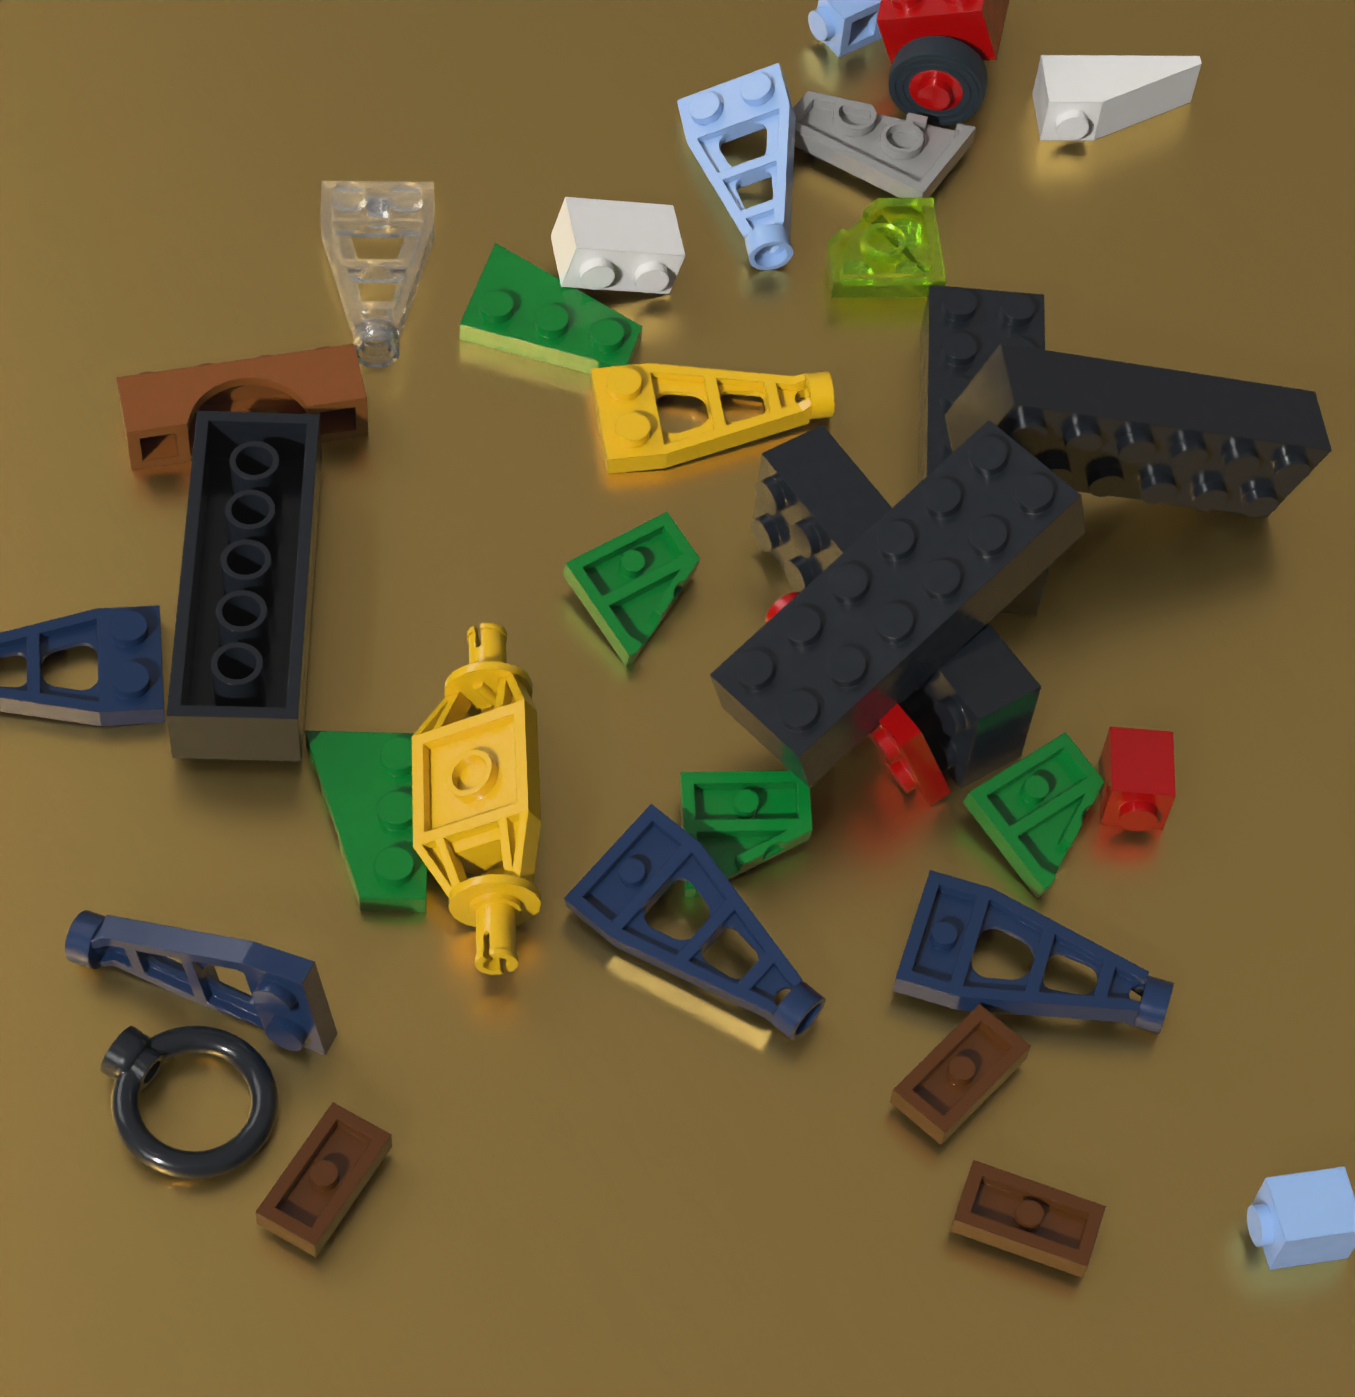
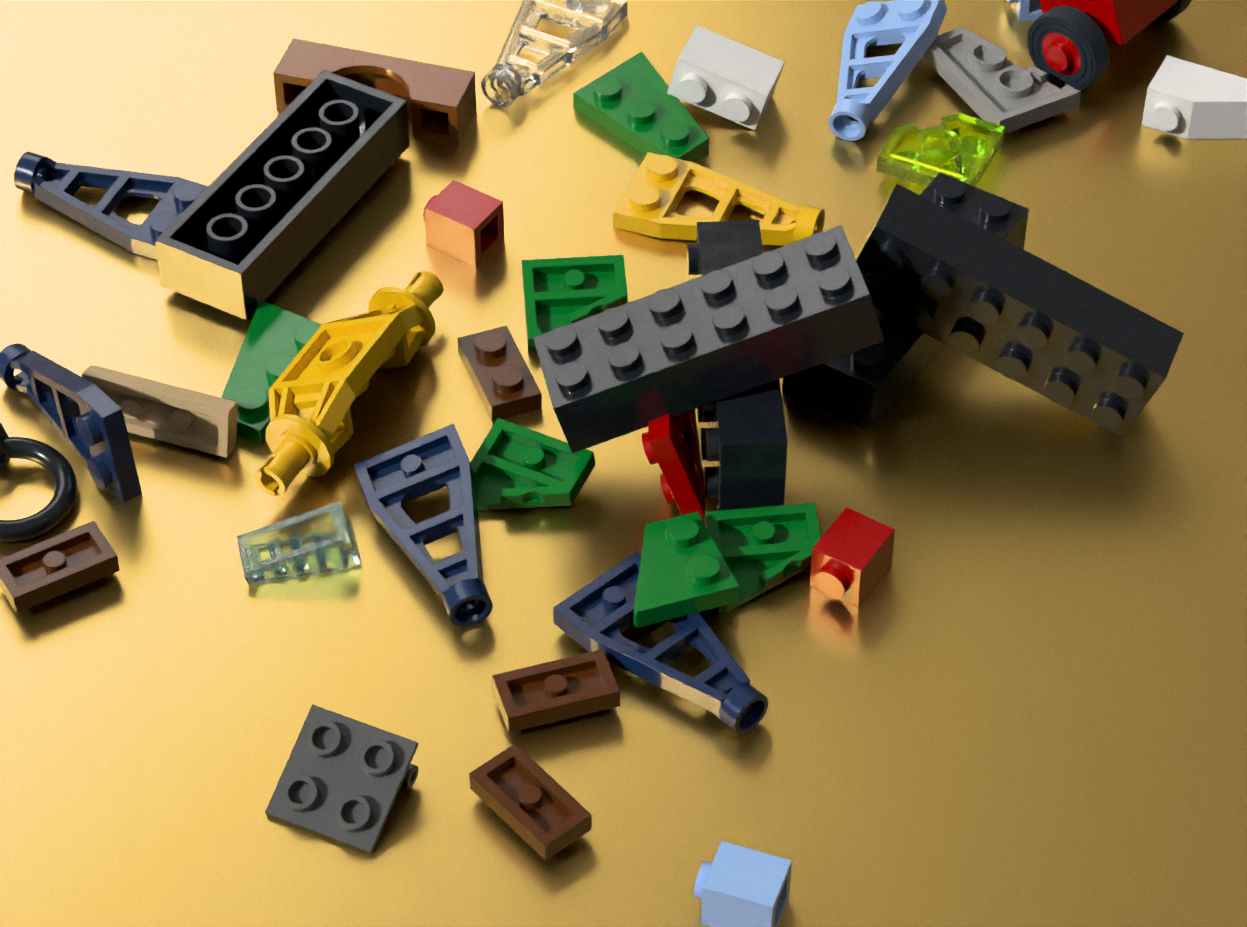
camera: 35 degrees right, 10 degrees down
(312, 921) = (170, 411): none -> tan plate
(461, 538) = (464, 223): none -> brick
(569, 991) = (332, 549): none -> clear light blue slope
(622, 709) = (499, 373): none -> reddish brown plate
(825, 1290) = (343, 778): none -> dark grey hinge
(997, 874) = (681, 572): none -> green wing

